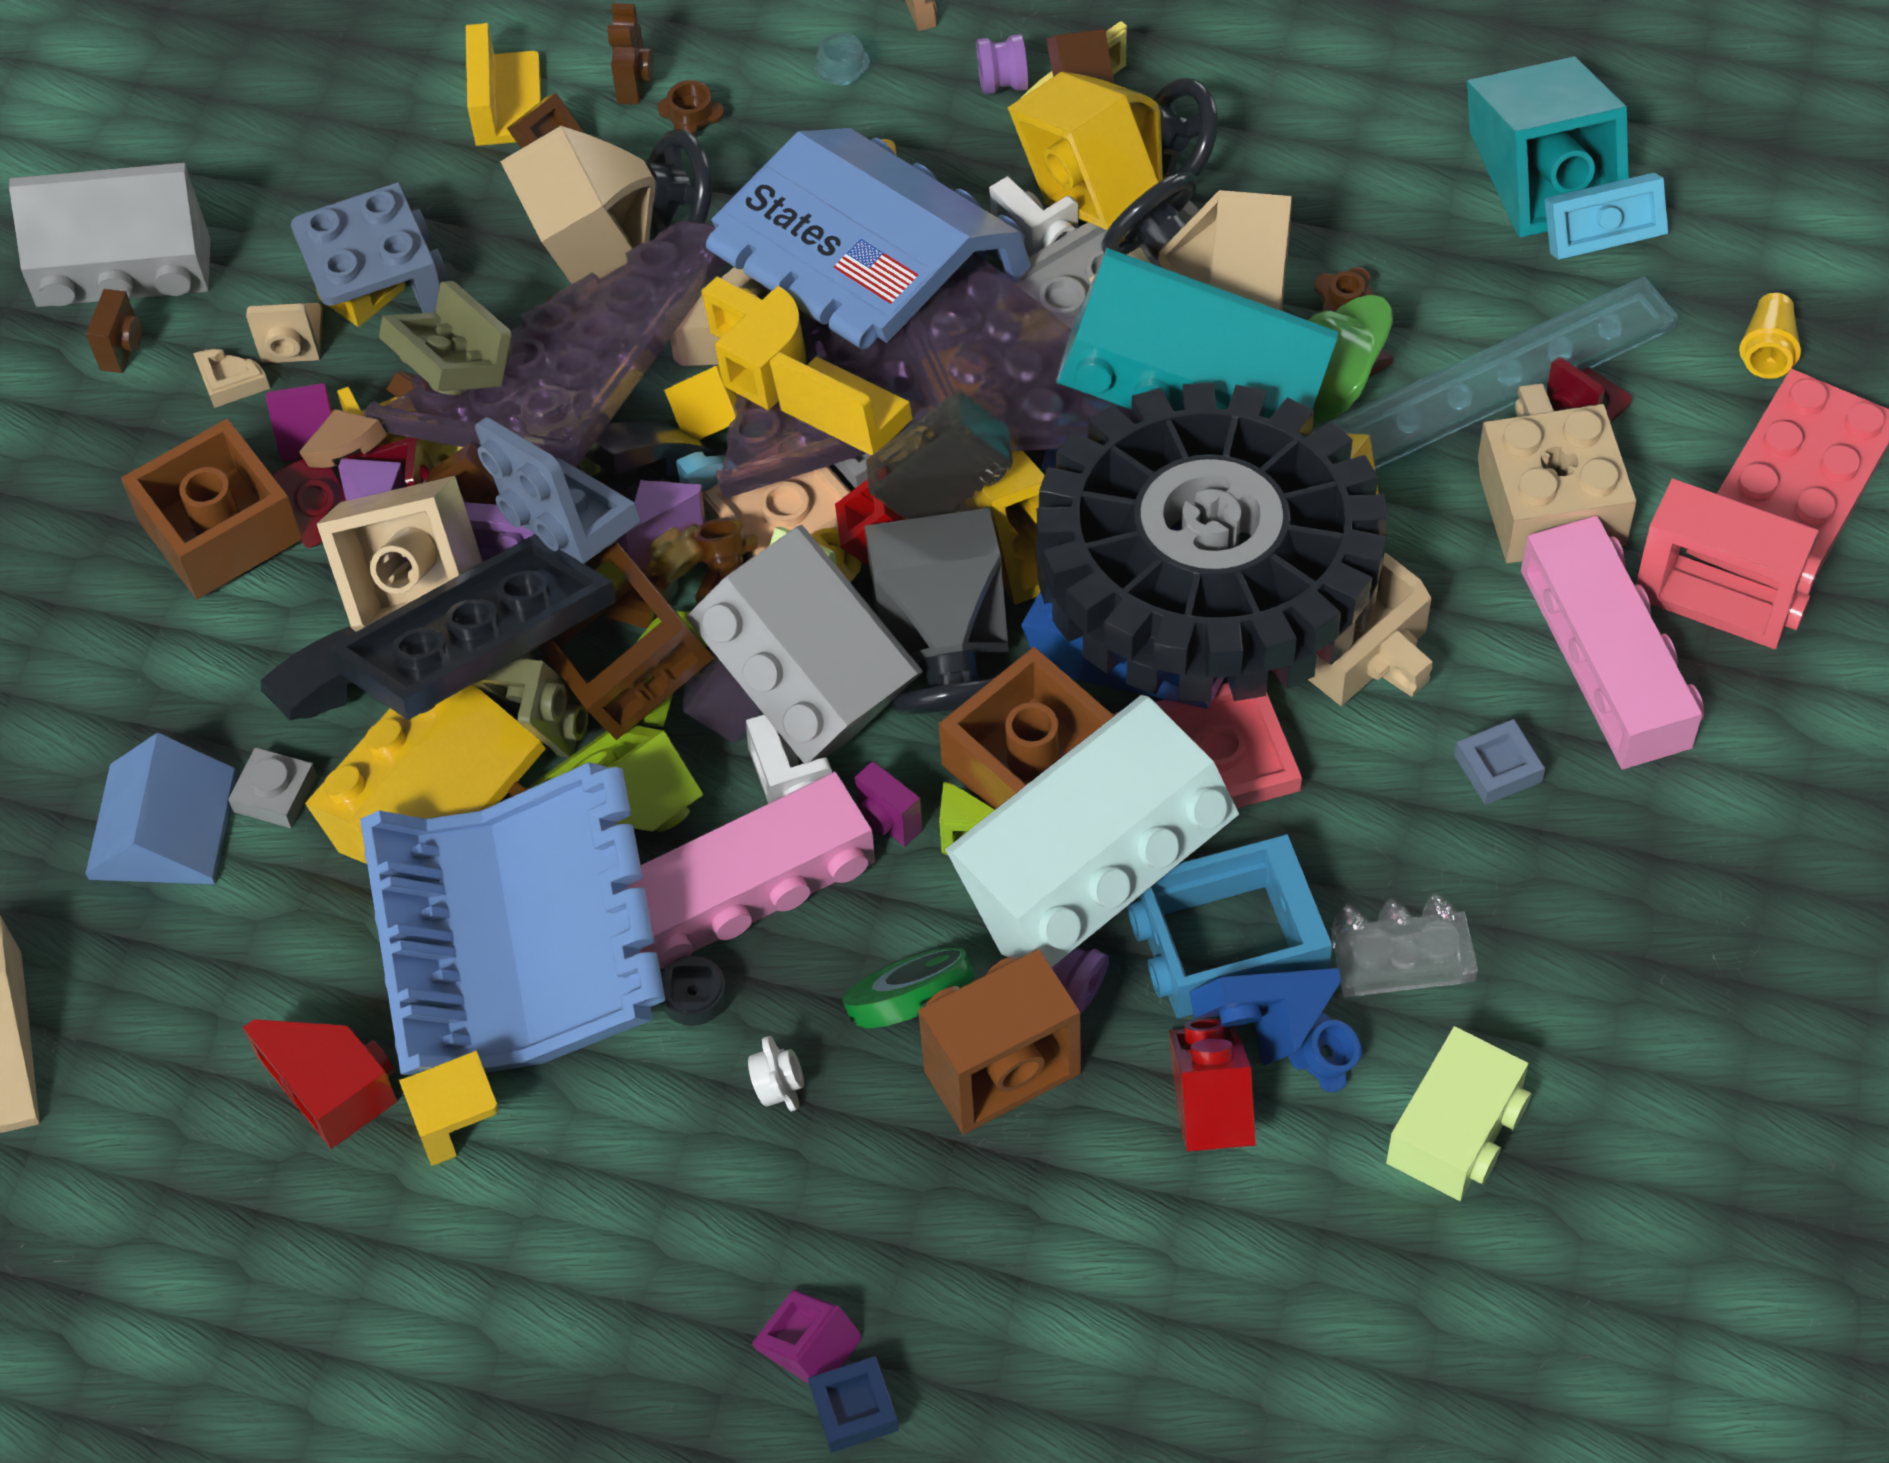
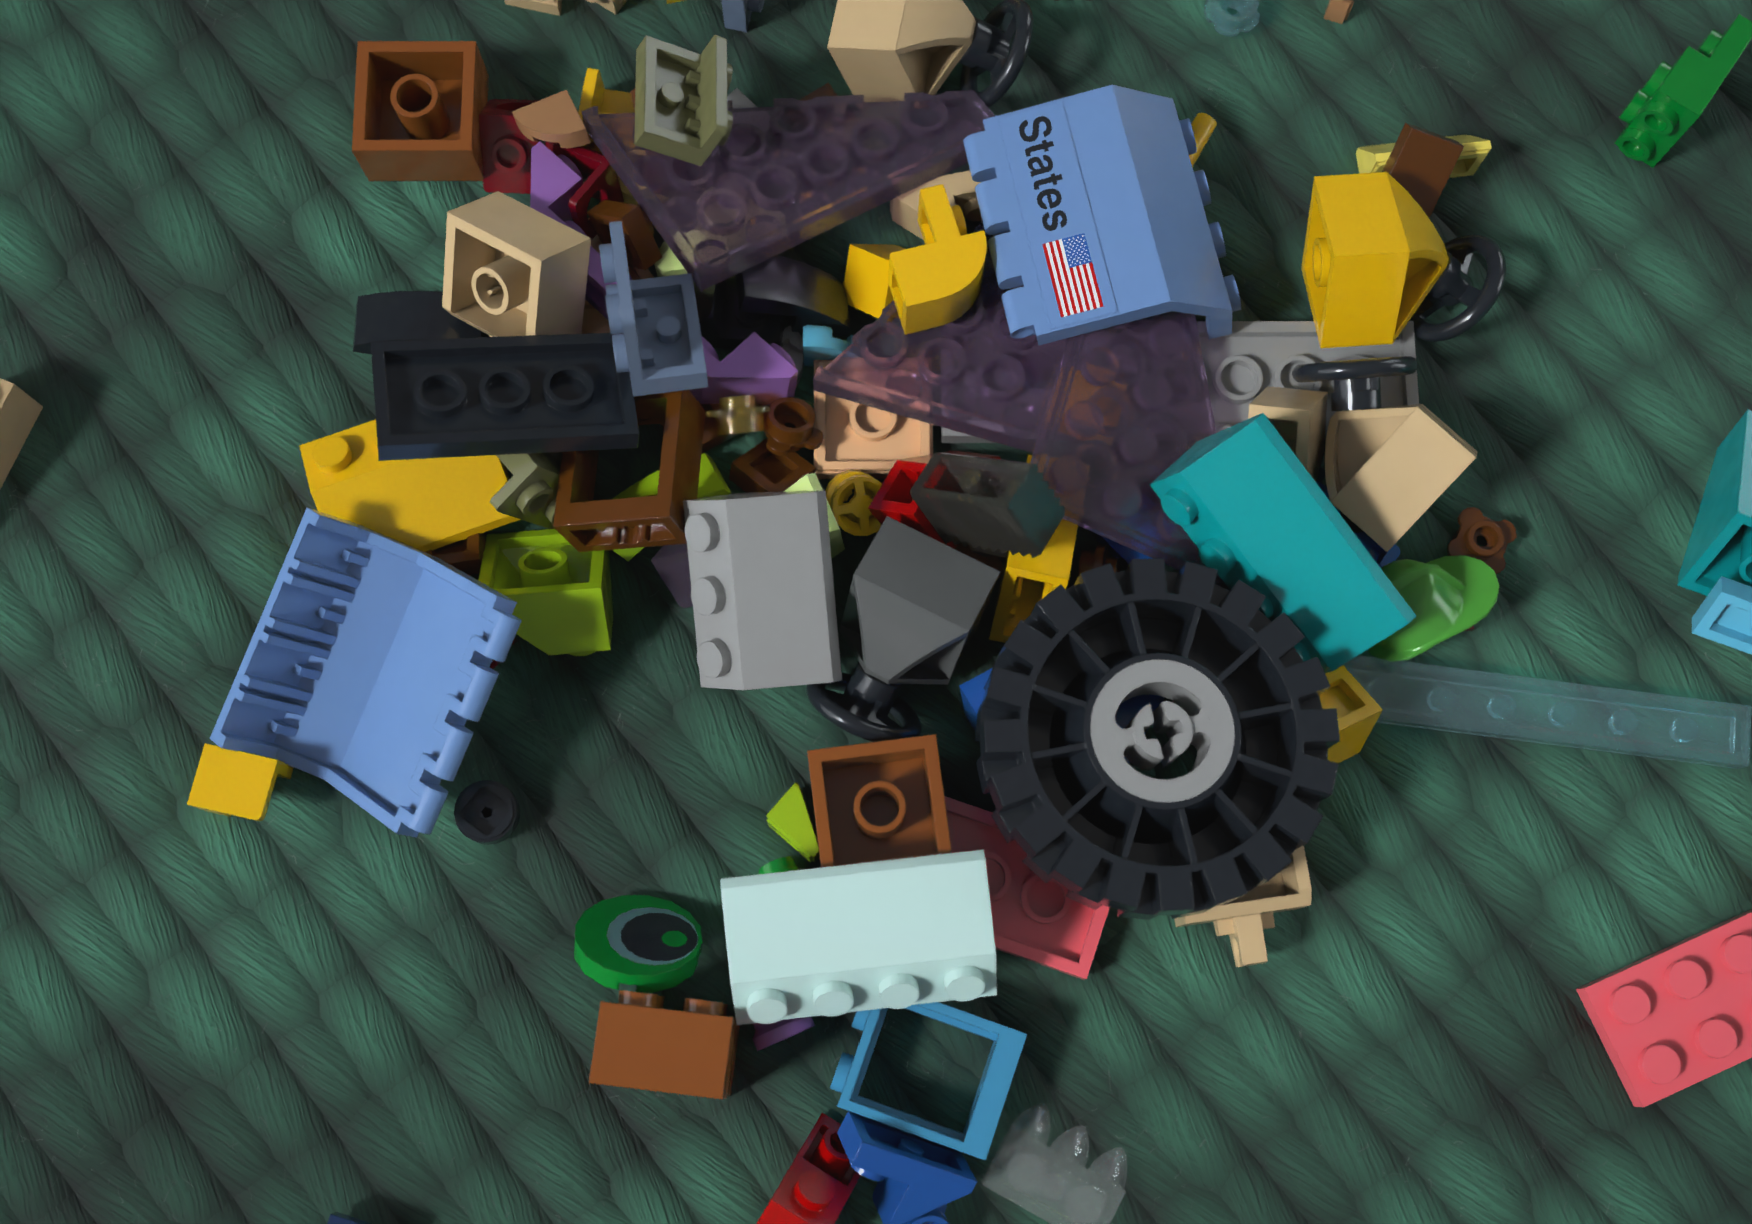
camera: 30 degrees right, 20 degrees up
(162, 815) = (213, 366): medium blue slope -> none
(272, 787) = (310, 396): light grey plate -> none
(297, 416) = (552, 69): magenta slope -> none
(325, 1073) = (166, 686): red slope -> none
(754, 868) = (596, 739): bright pink brick -> none
(776, 1075) = (494, 935): white plate -> none
(778, 763) = (682, 670): white bracket -> none
(807, 1336) = (365, 1168): magenta slope -> none
(839, 402) = (960, 378): yellow panel -> none
(888, 804) = (744, 760): magenta plate -> none
(1002, 64) = (1362, 108): medium lavender wheel -> none
(1024, 208) = (1264, 284): white bracket -> none
(1499, 762) = (1260, 1078): sand blue plate -> none
(1552, 471) = (1545, 840): tan hinge -> none
(1576, 388) = (1590, 791): dark red bracket -> none
(1612, 642) = (1440, 1038): bright pink brick -> none
(1741, 538) = (1589, 1053): coral window -> none

